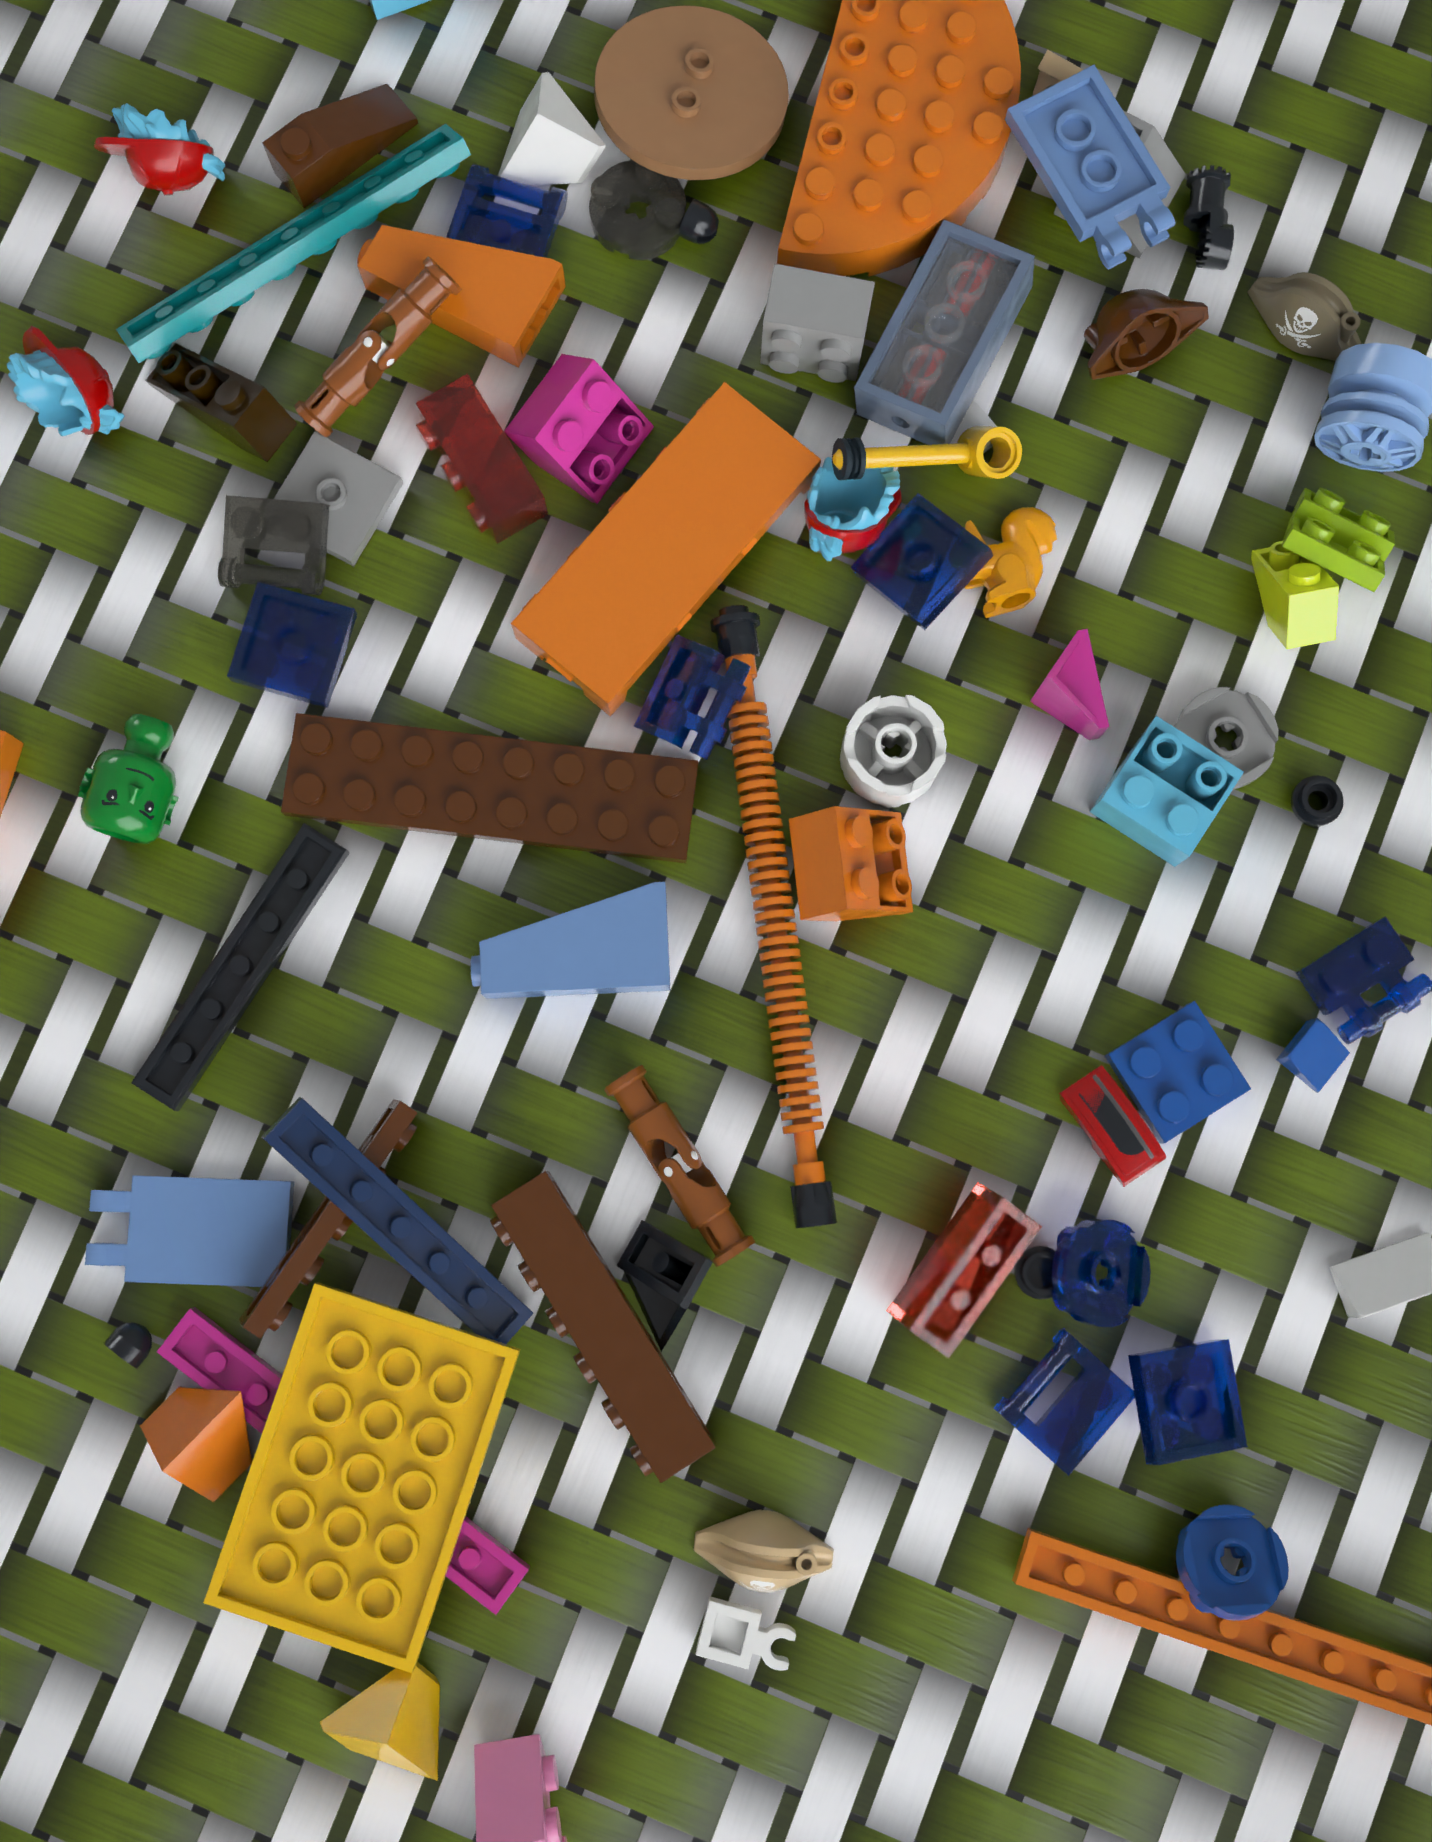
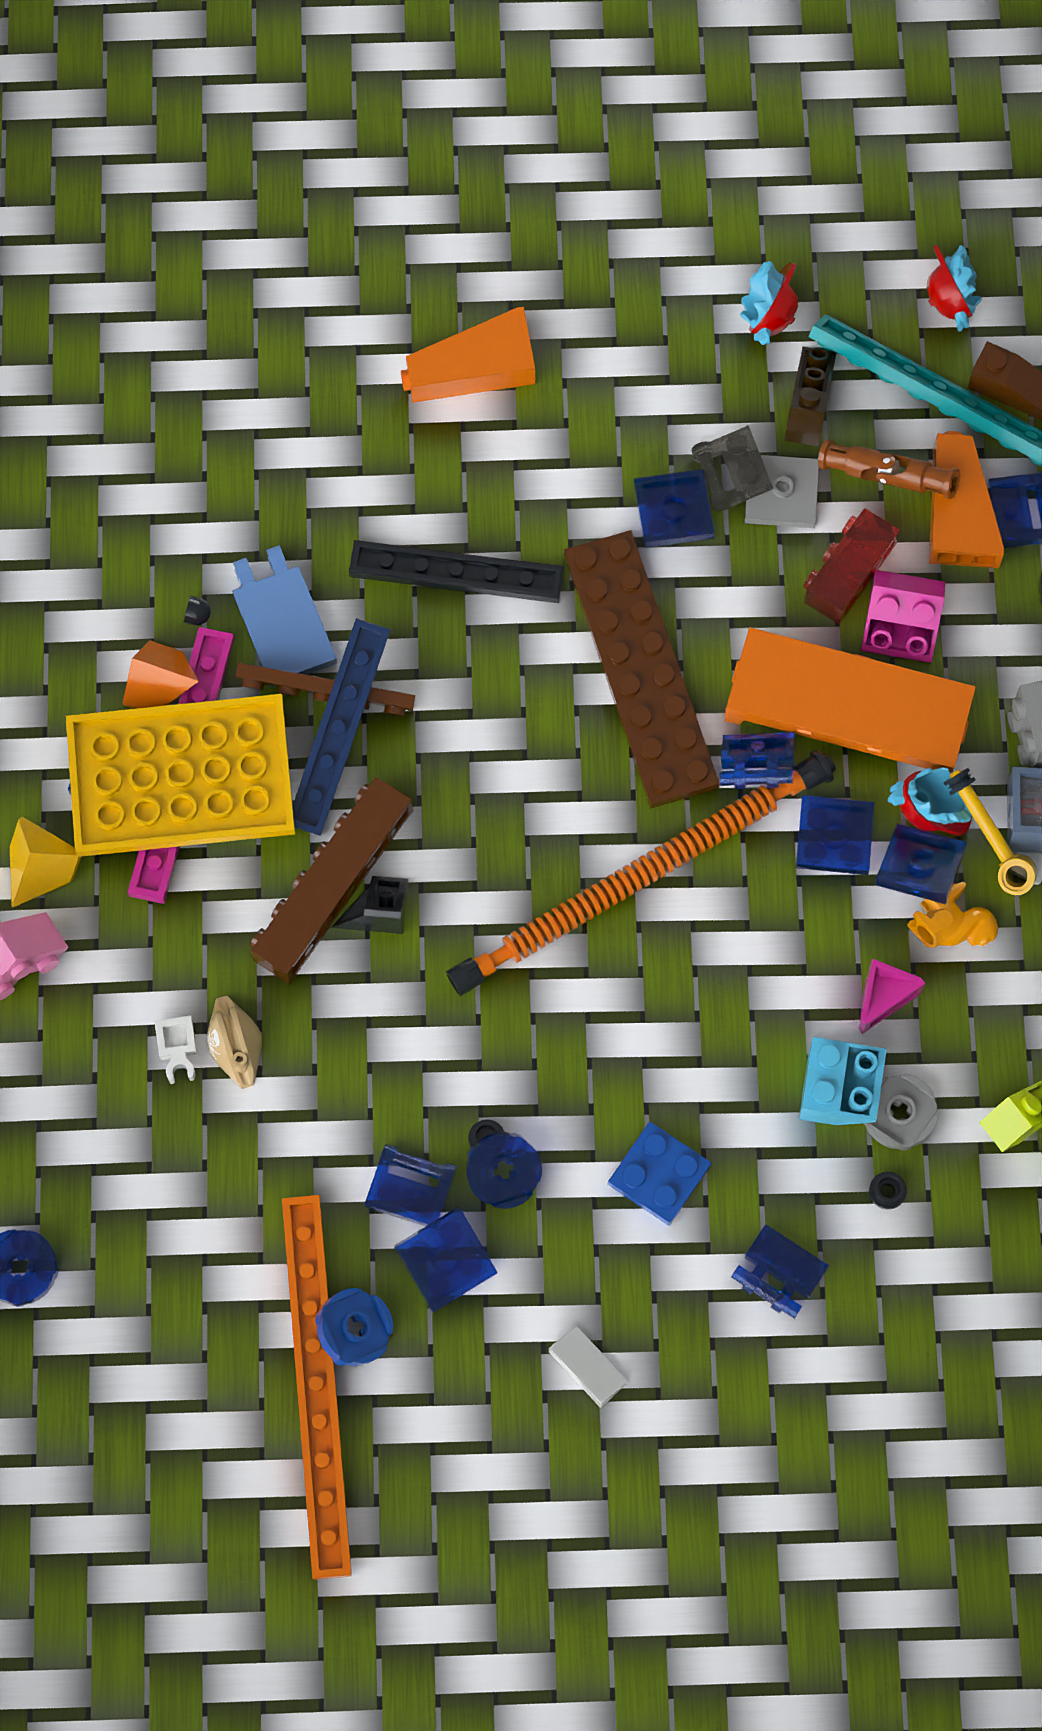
camera: 70 degrees right, 10 degrees down
(130, 788) = (534, 455): green piece -> none
(588, 950) = (564, 770): medium blue slope -> none
(684, 1174) = (468, 861): dark orange piece -> none
(832, 649) = (835, 835): none -> clear blue plate
(850, 864) = (697, 906): orange slope -> none
(891, 722) = (779, 917): white brick -> none
(963, 1269) = (466, 1081): clear red brick -> none
(1112, 1125) = (603, 1143): red slope -> none
(1313, 1054) = (713, 1257): blue slope -> none

